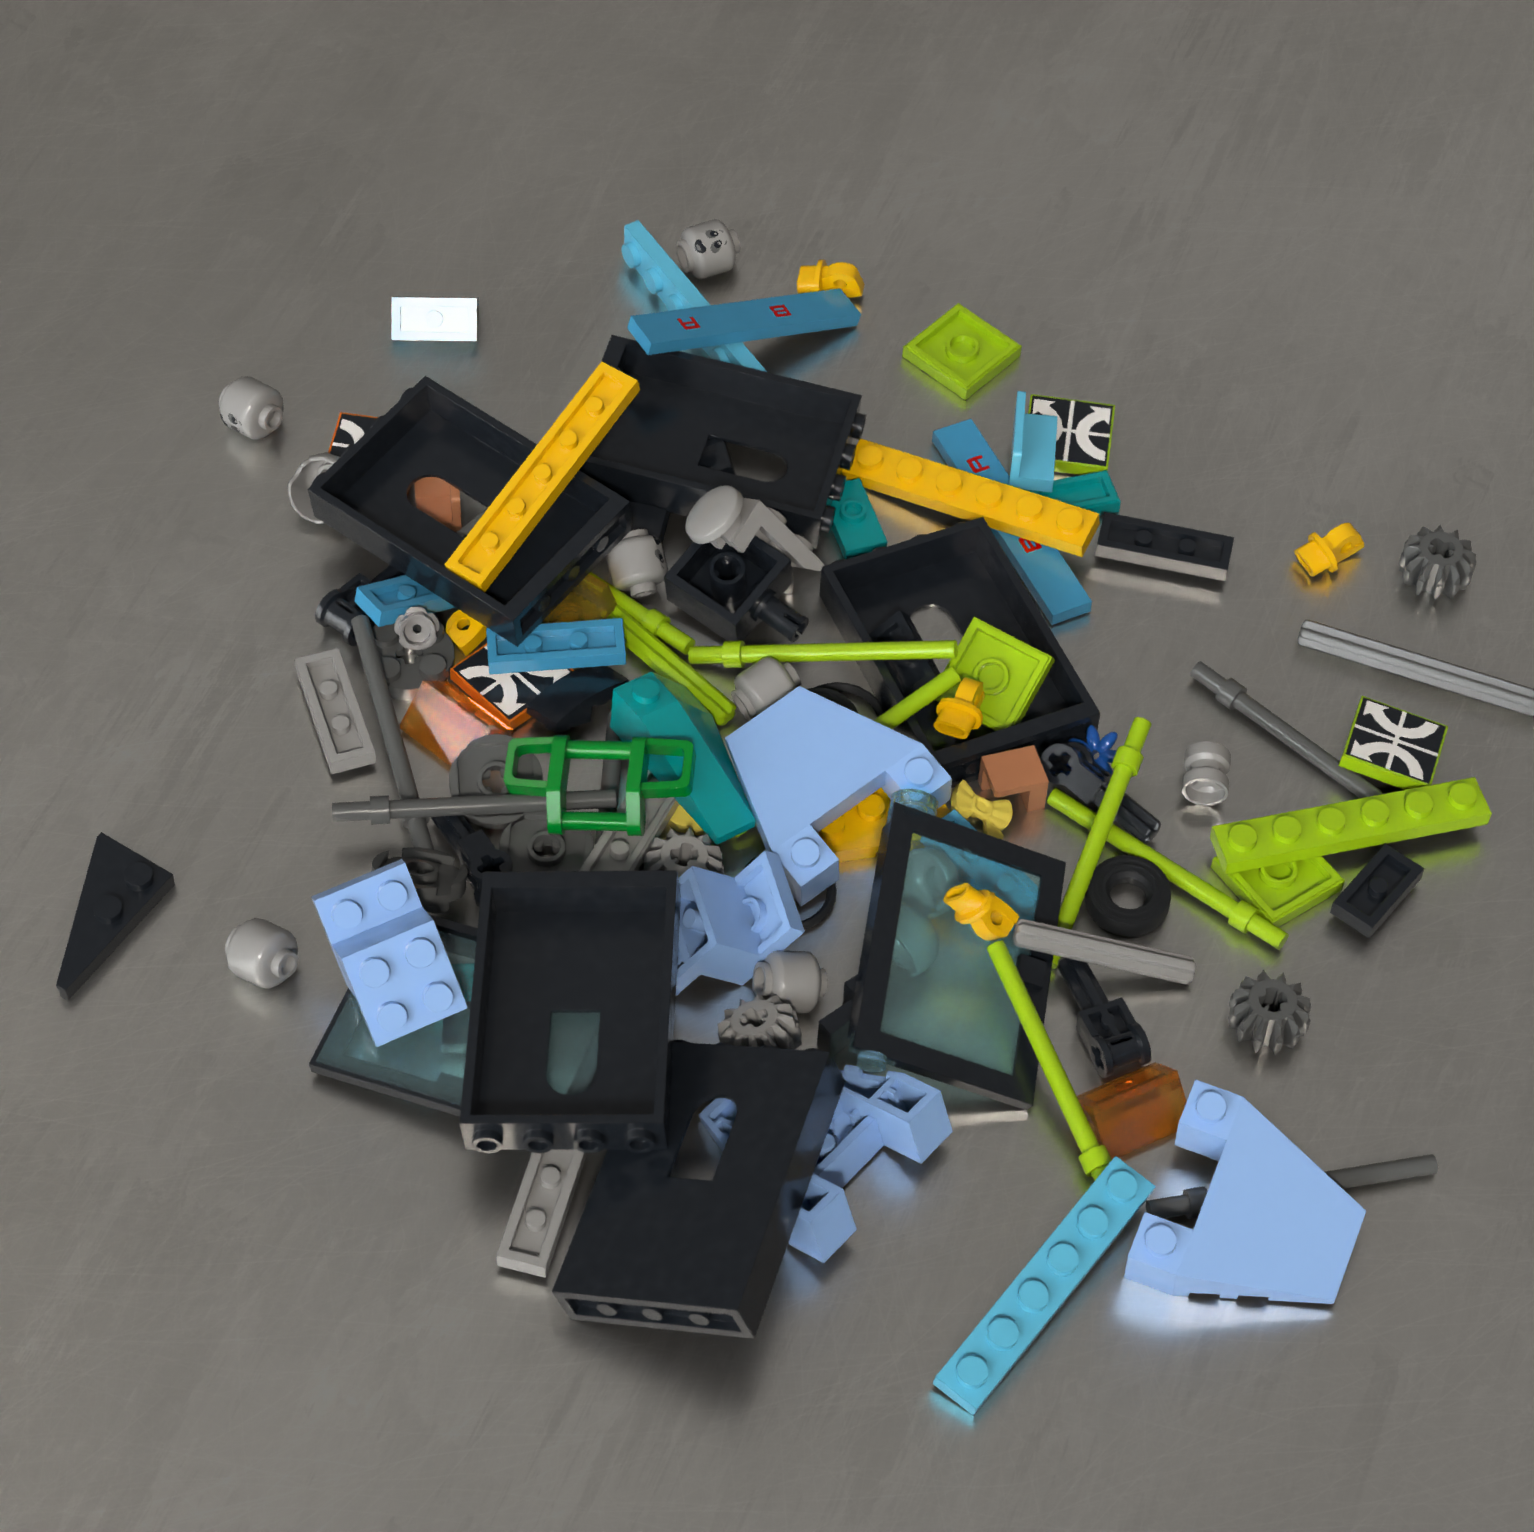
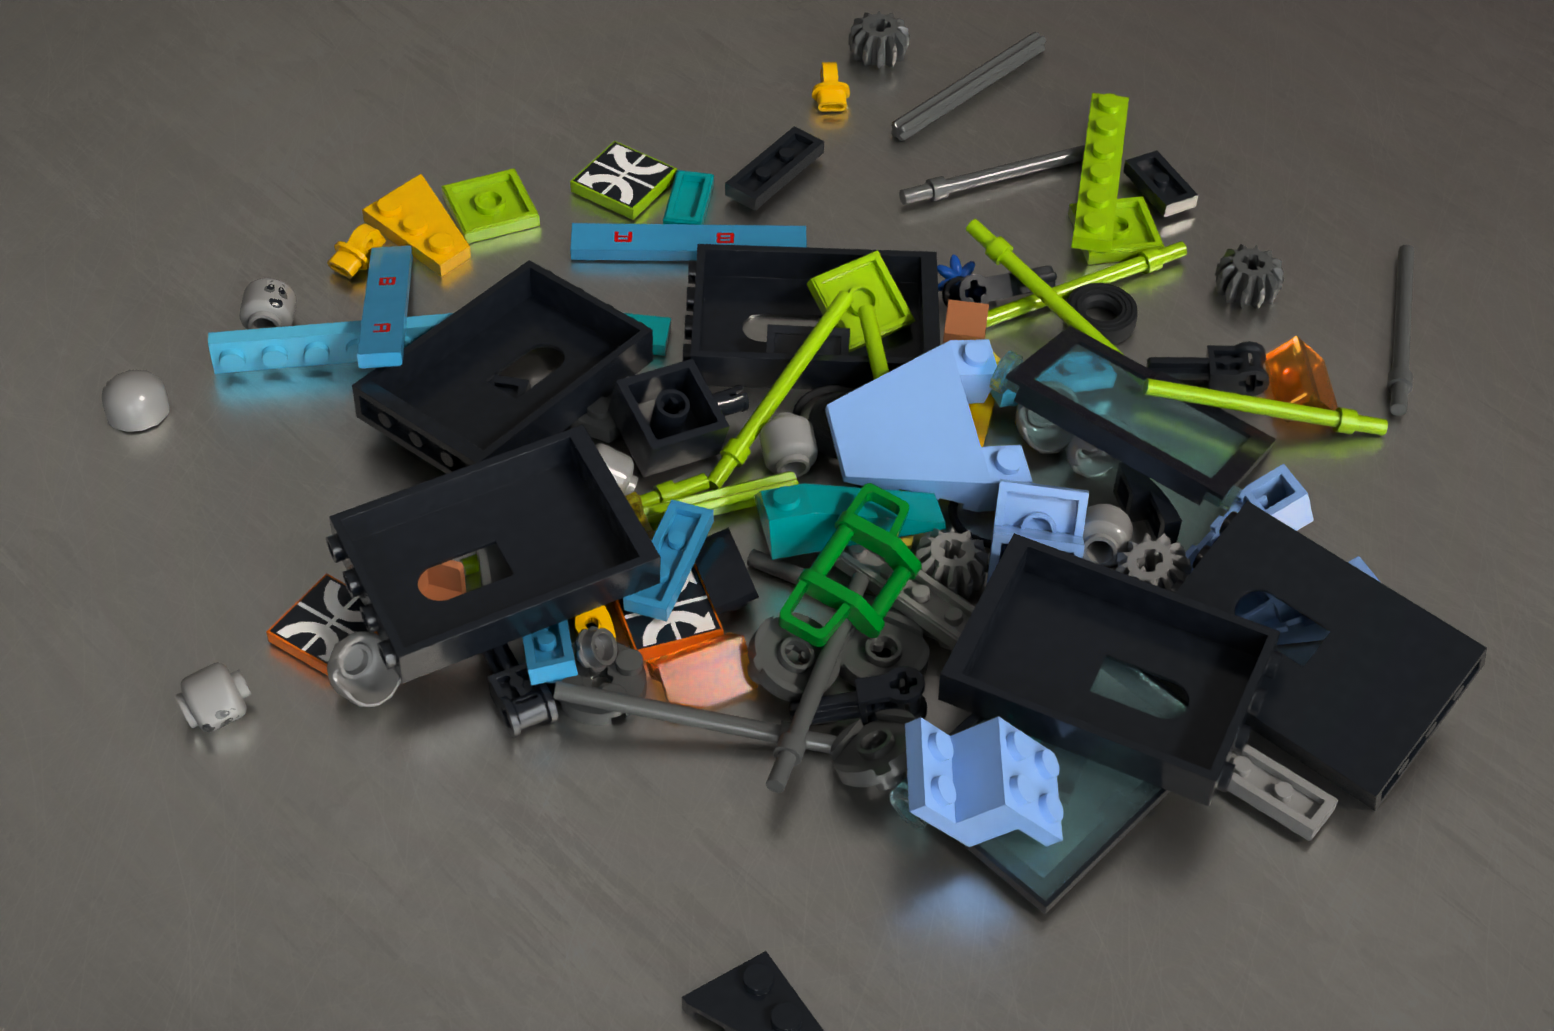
camera: 65 degrees left, 5 degrees down
(261, 953) = (902, 903): light grey head -> none
(335, 711) = (635, 755): light grey plate -> none
(434, 318) = (198, 521): panel -> none
(543, 476) = (523, 468): yellow plate -> none
(551, 216) = (135, 401): none -> light grey hair
(729, 518) = (648, 367): light grey piece -> none
(898, 309) = (418, 219): none -> yellow wing
(962, 713) = (897, 326): yellow piece -> none
(973, 497) = (671, 243): yellow plate -> none
(982, 909) = (1119, 376): yellow piece -> none
(1032, 449) = (634, 196): medium azure panel -> none
(1043, 1286) = (1454, 492): medium azure plate -> none
(1103, 951) = (1162, 338): light grey axle -> none
(1206, 773) = (1012, 226): light grey wheel -> none
(1266, 1223) = (1438, 340): light blue wedge -> none
(1393, 745) = (1034, 125): tile -> none

